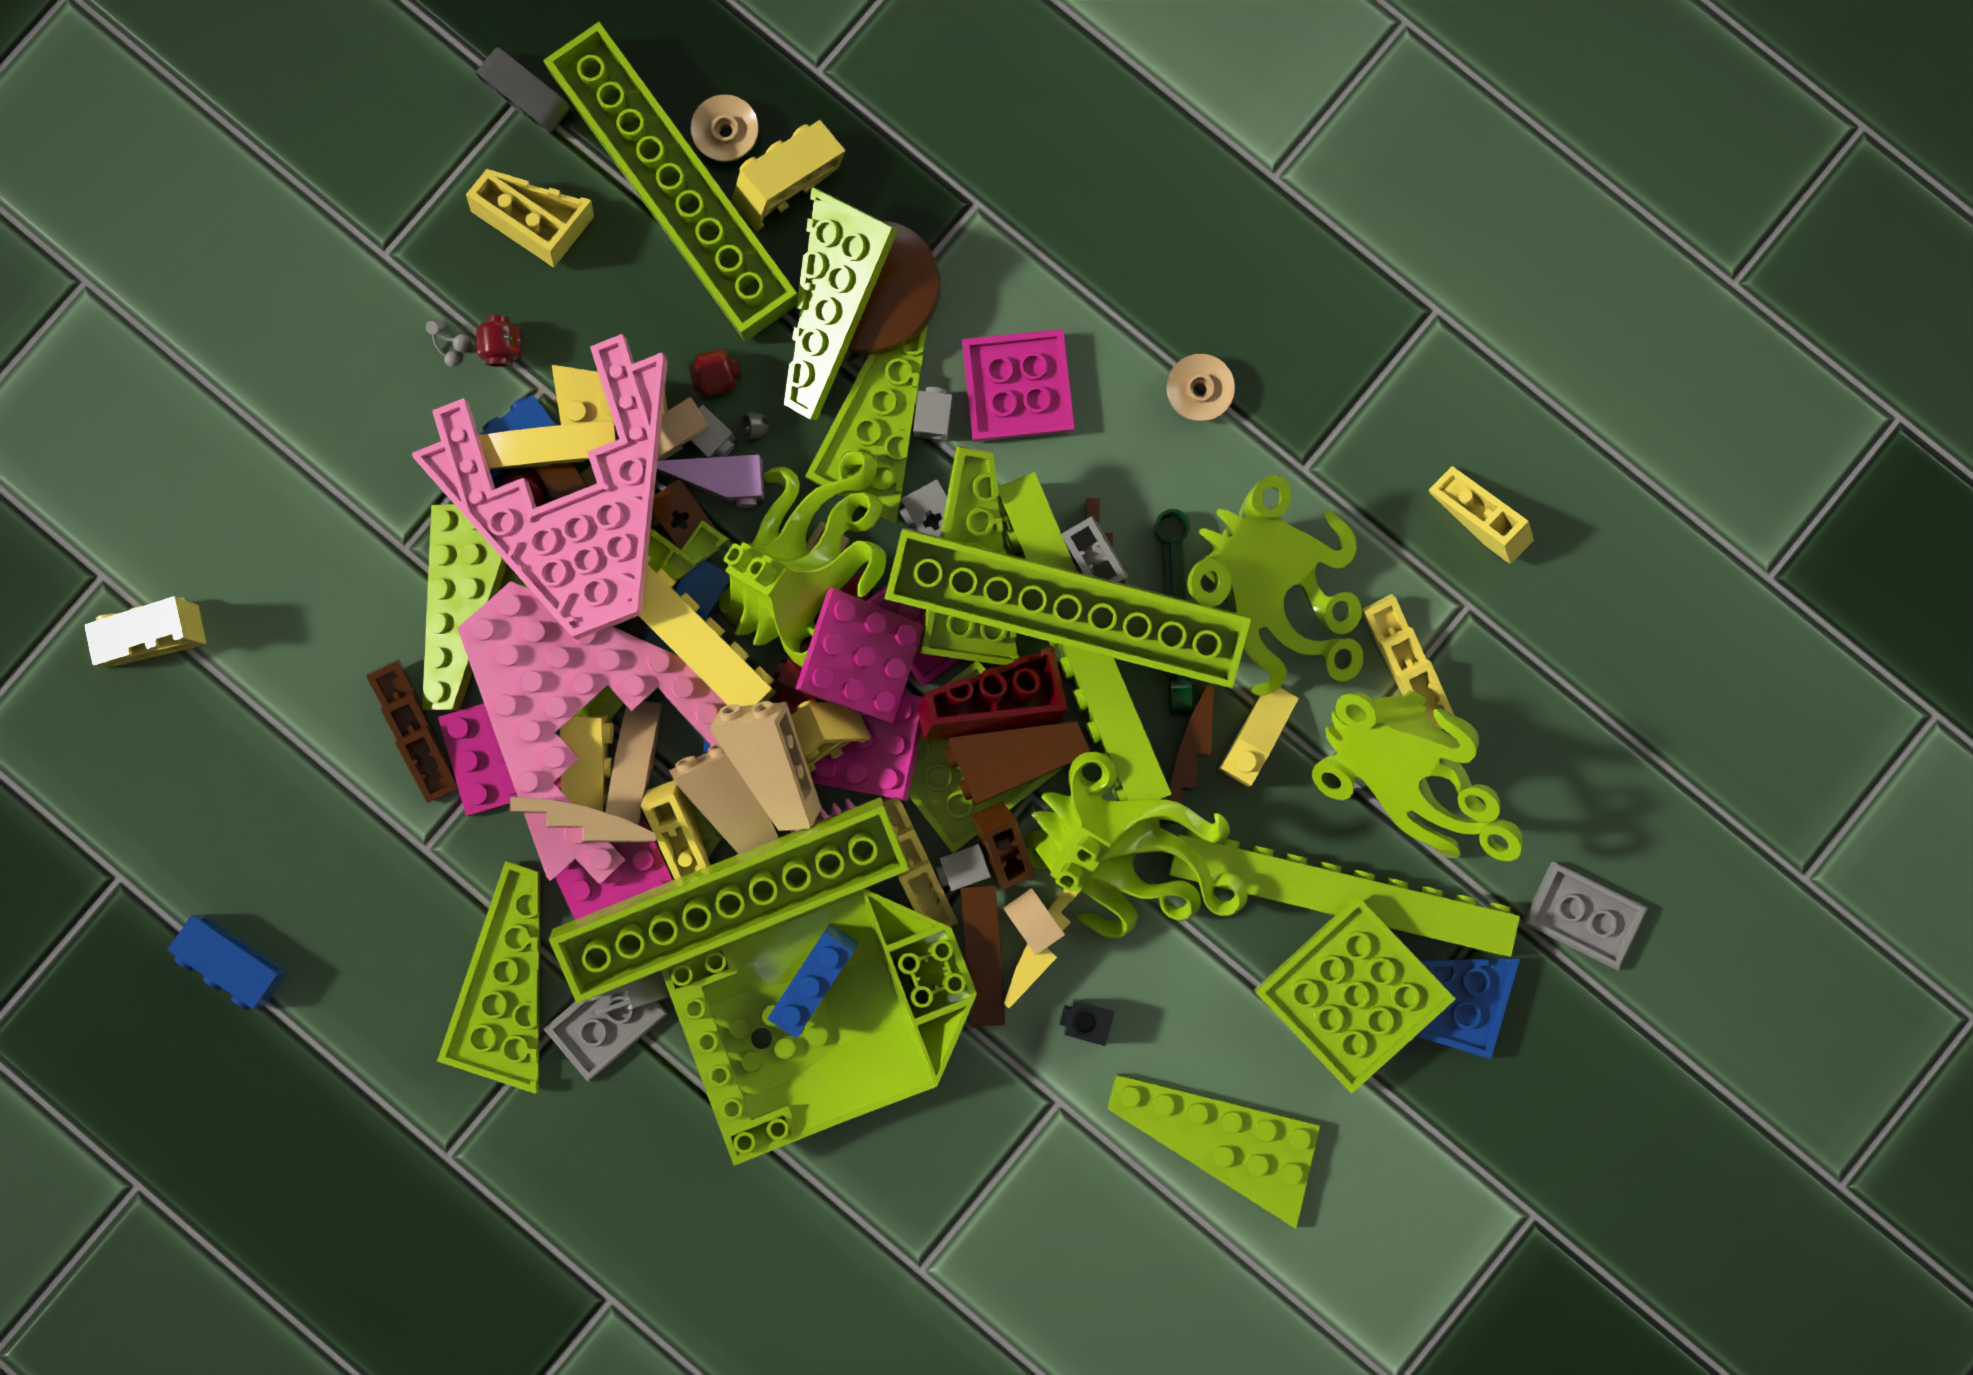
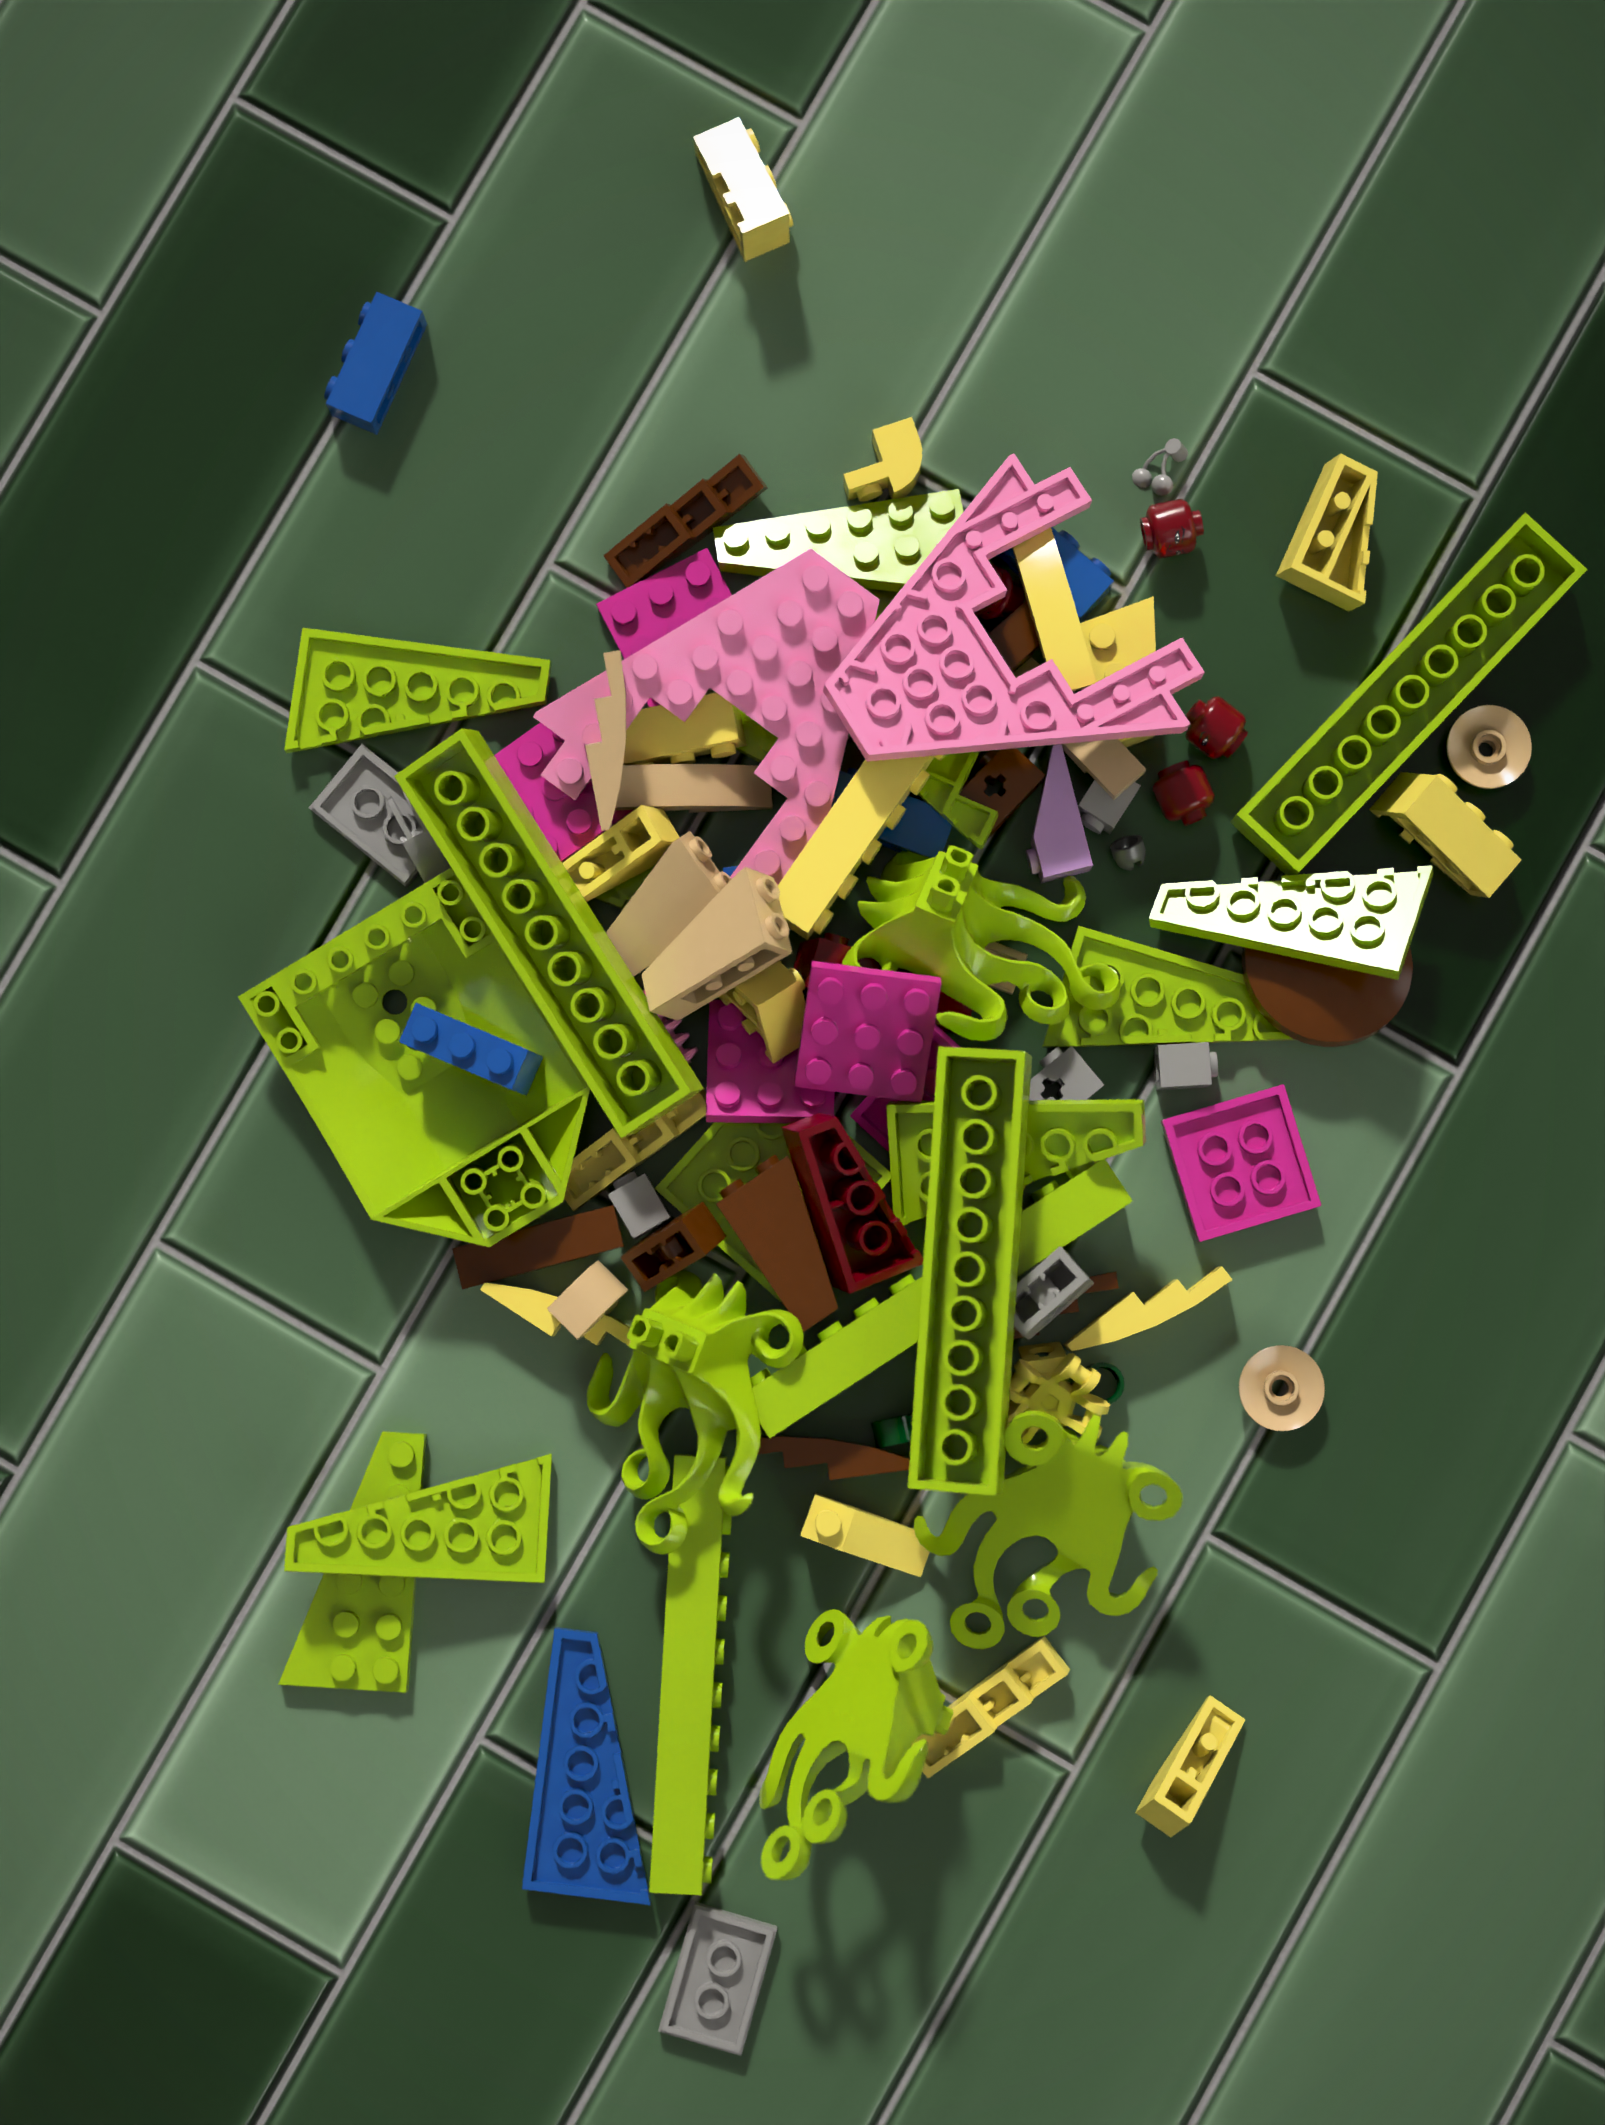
camera: 85 degrees right, 0 degrees up
(399, 548) = (898, 466): none -> light yellow brick
(523, 90) = (1486, 496): dark grey beam -> none
(667, 335) = (1215, 727): none -> dark red head
(1098, 1033) = (469, 1403): black brick -> none
(1123, 492) = (1132, 1316): none -> light yellow slope
(1169, 571) = (1051, 1391): none -> light yellow piece
(1199, 1056) = (461, 1530): none -> lime wing
(1354, 994) = (569, 1706): lime plate -> none

